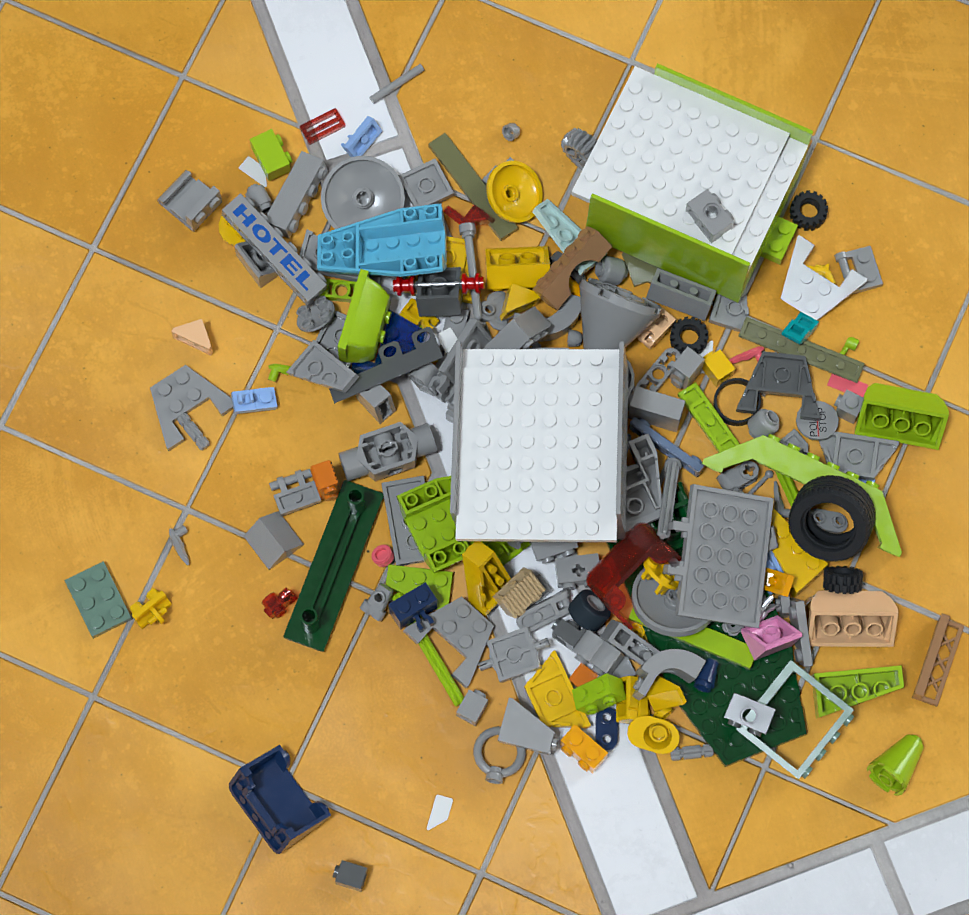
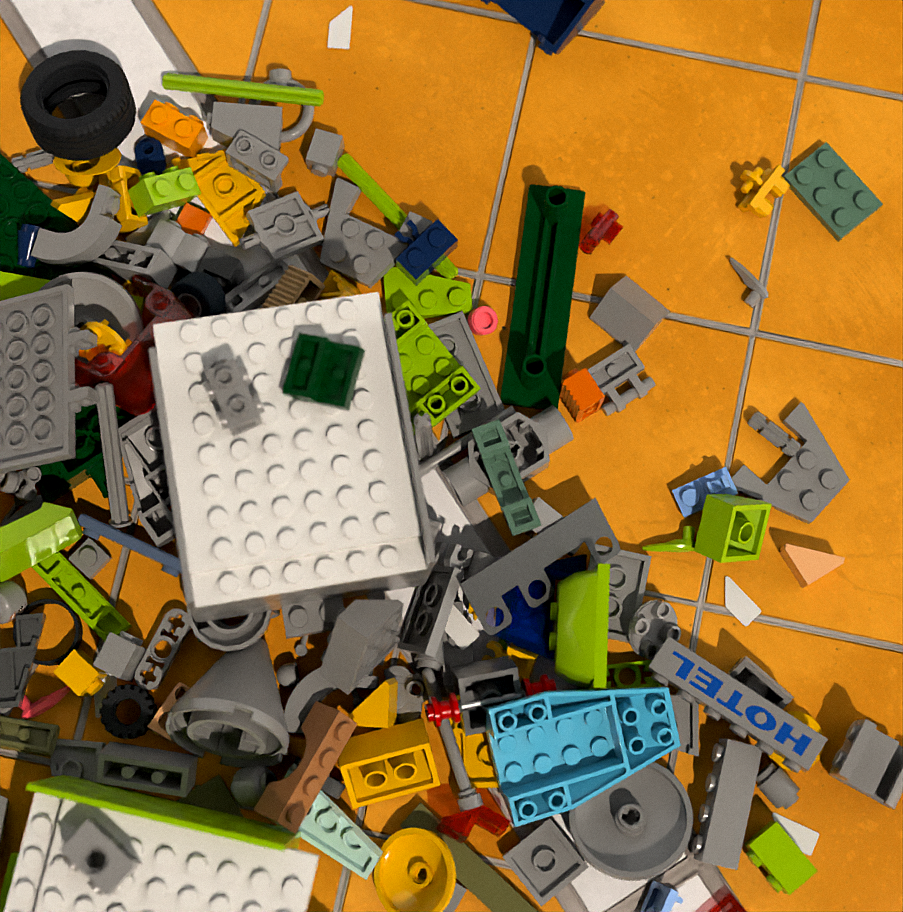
camera: 170 degrees right, 5 degrees up
(243, 368) = (732, 528): none -> lime slope
(250, 324) = (739, 603): none -> white sticker
(322, 369) = (623, 546): light grey wing -> none
(376, 606) = (474, 259): light grey plate -> none
(394, 423) = (505, 478): none -> sand green slope
(413, 470) = (458, 446): none -> light grey bar
(444, 459) = (424, 443): none -> light grey axle
(504, 482) = (323, 371): none -> dark green slope
(524, 701) = (257, 160): none -> light grey bracket
(525, 769) = (243, 89): none -> lime axle
(570, 481) = (229, 387): none -> light grey brick
(655, 408) = (148, 588): light grey brick -> none
(669, 802) = (71, 75): none -> black tyre
(700, 446) = (90, 558): none -> light grey plate

